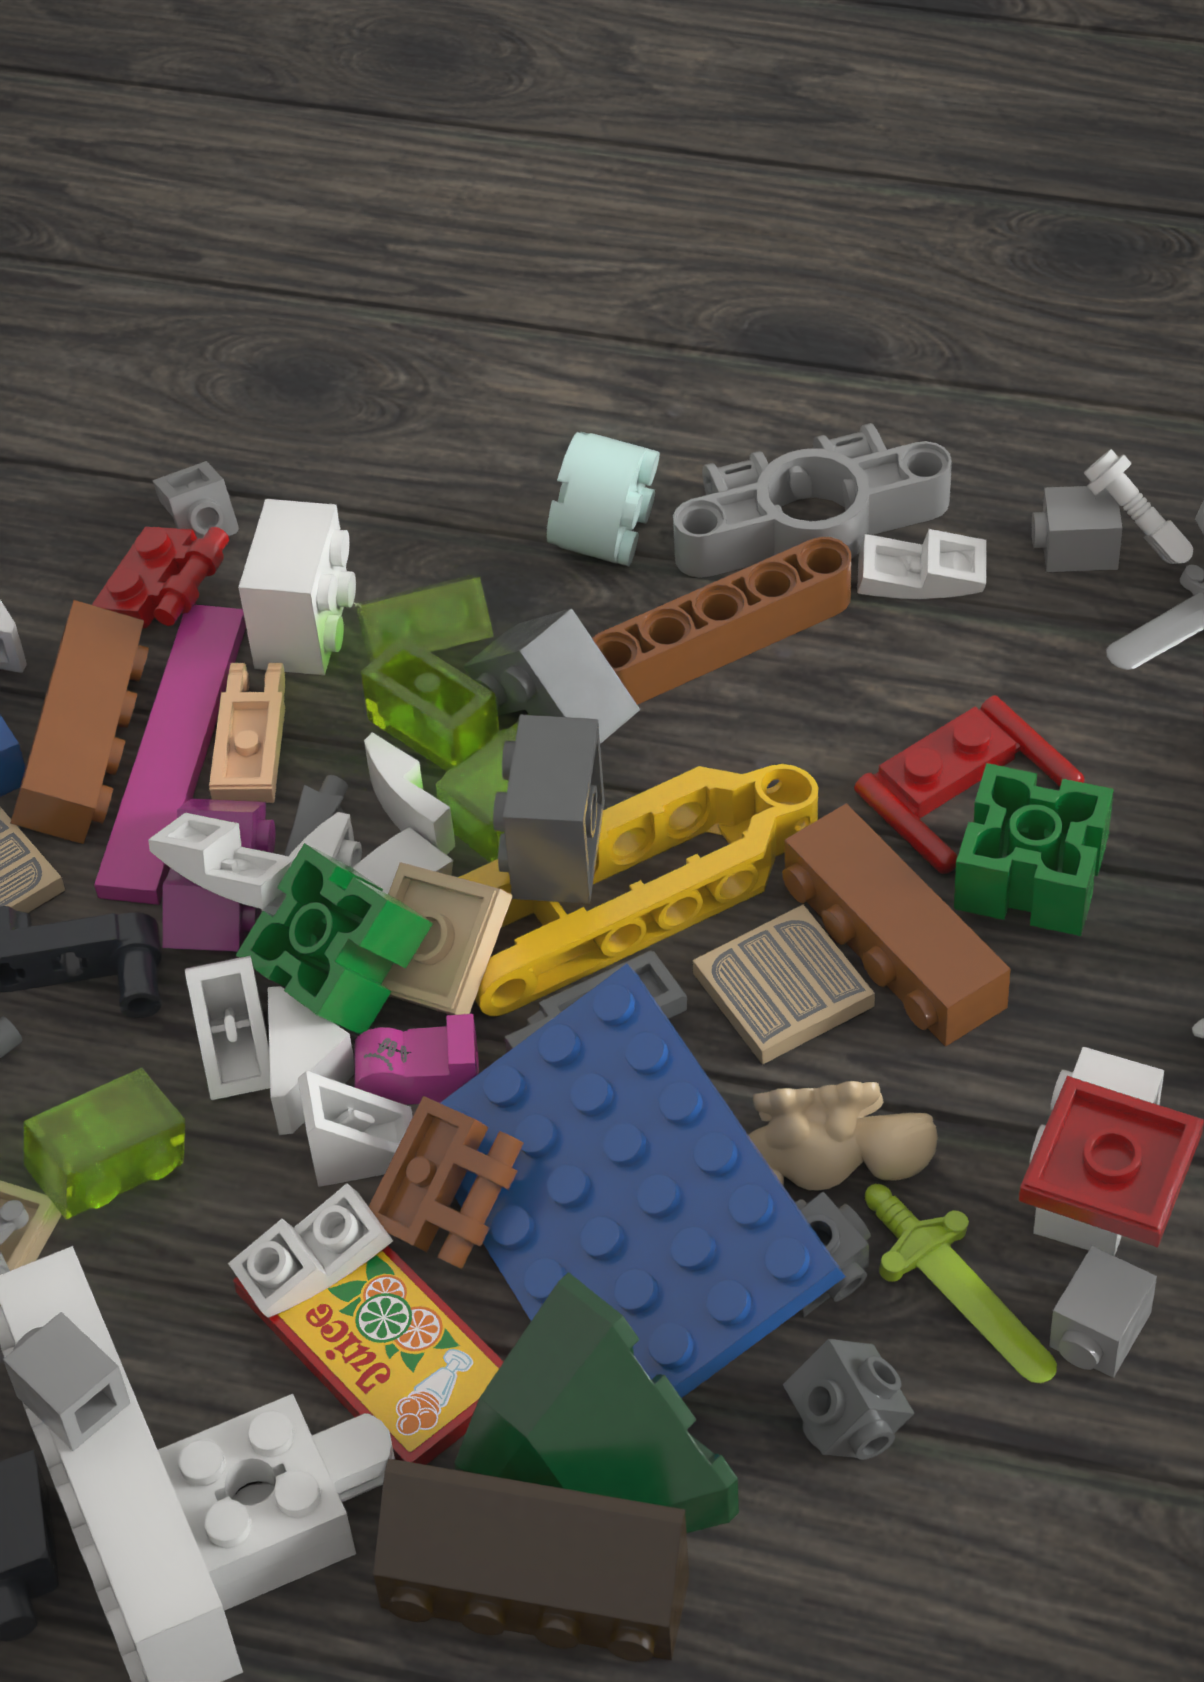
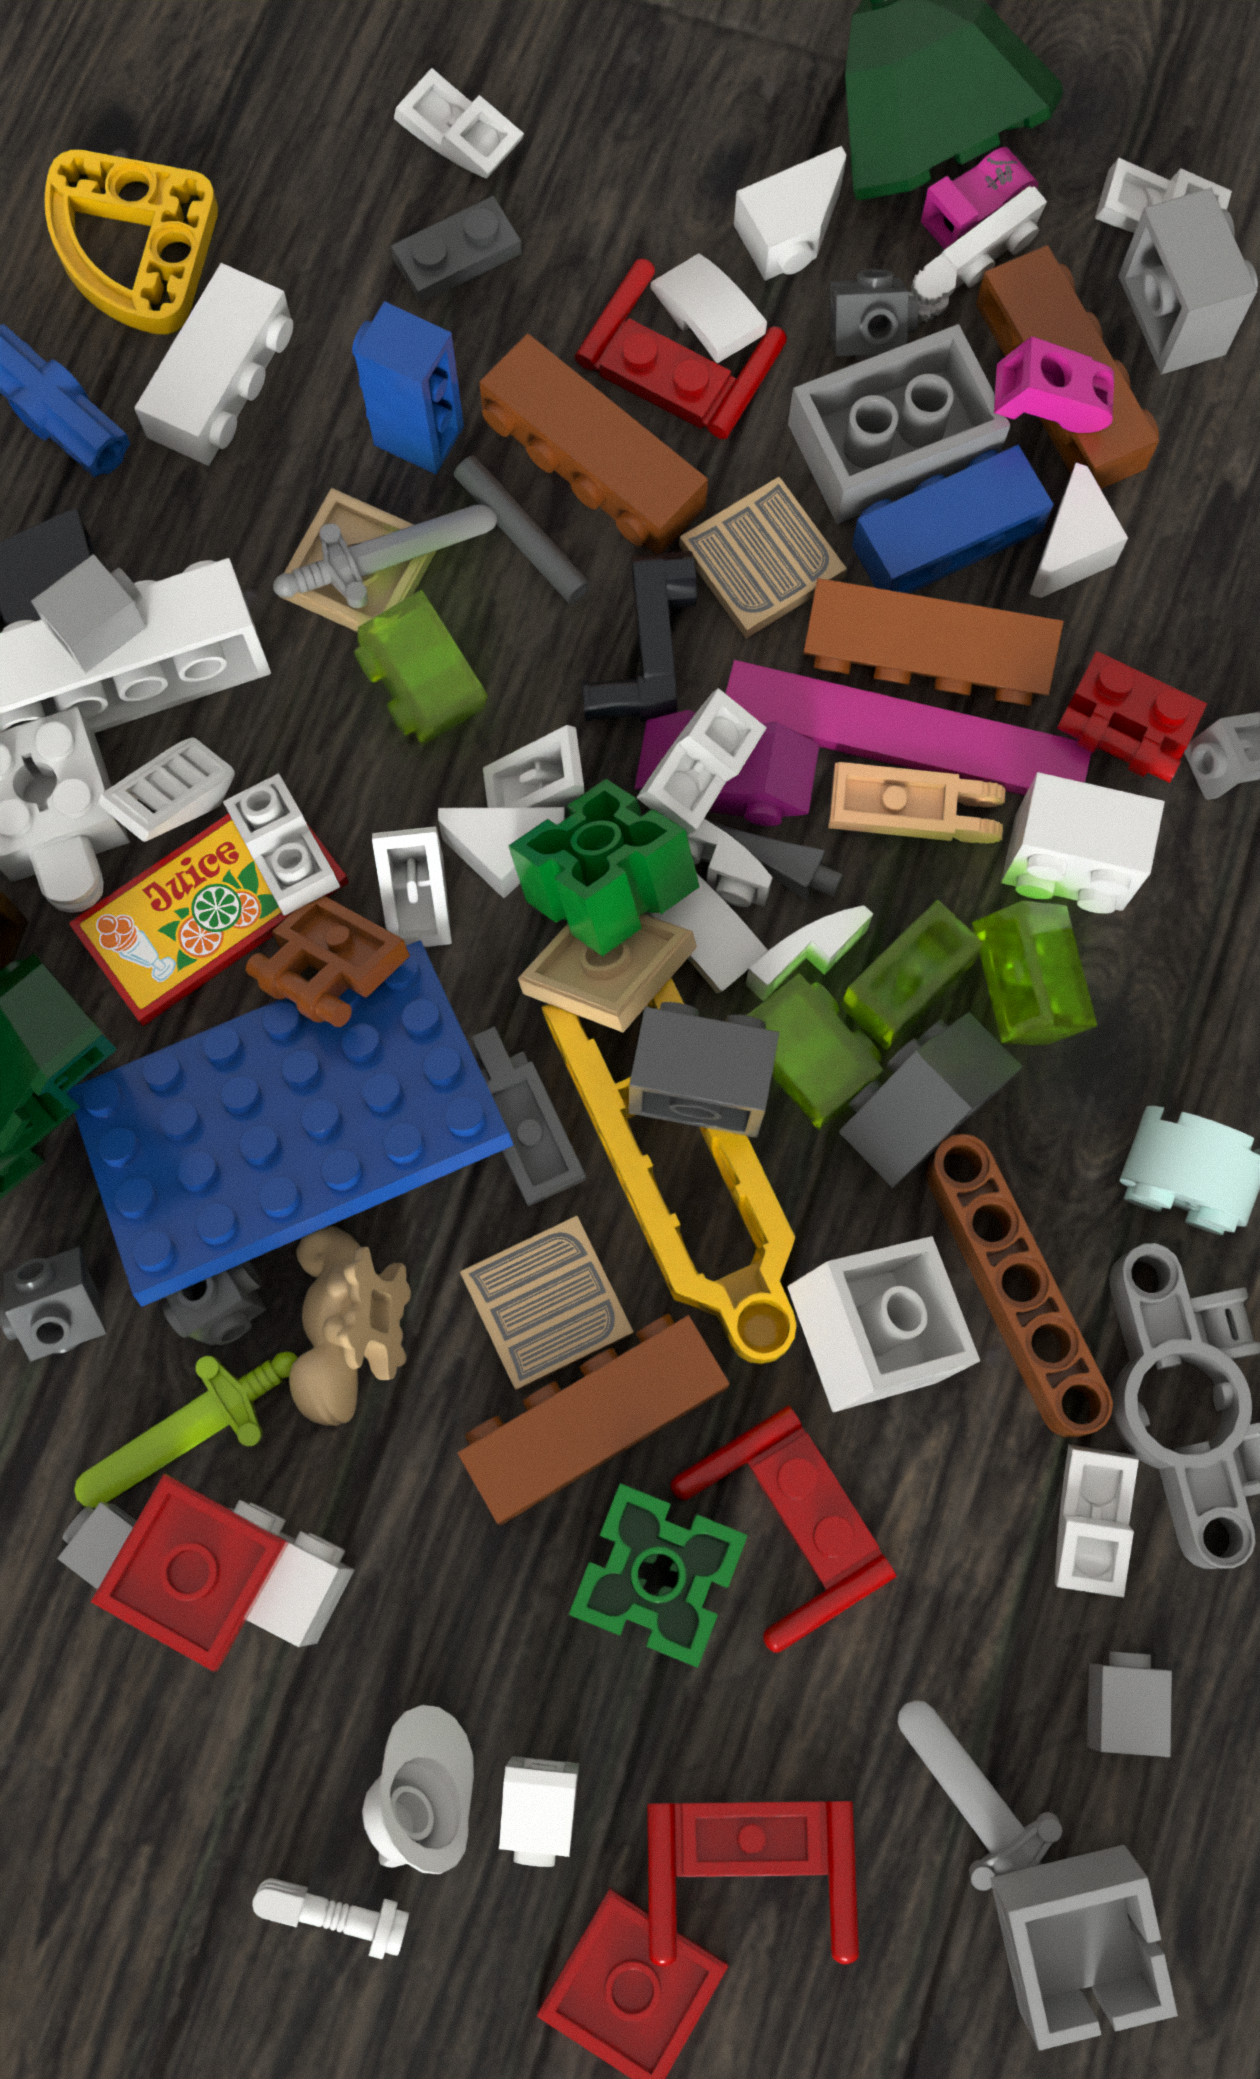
camera: 90 degrees right, 25 degrees up
(250, 1360) = (175, 785): none -> white slope
(417, 1061) = (484, 951): dark pink leg -> none
(774, 696) = (882, 1323): none -> white brick
(1160, 534) = (1099, 1805): white hinge -> none

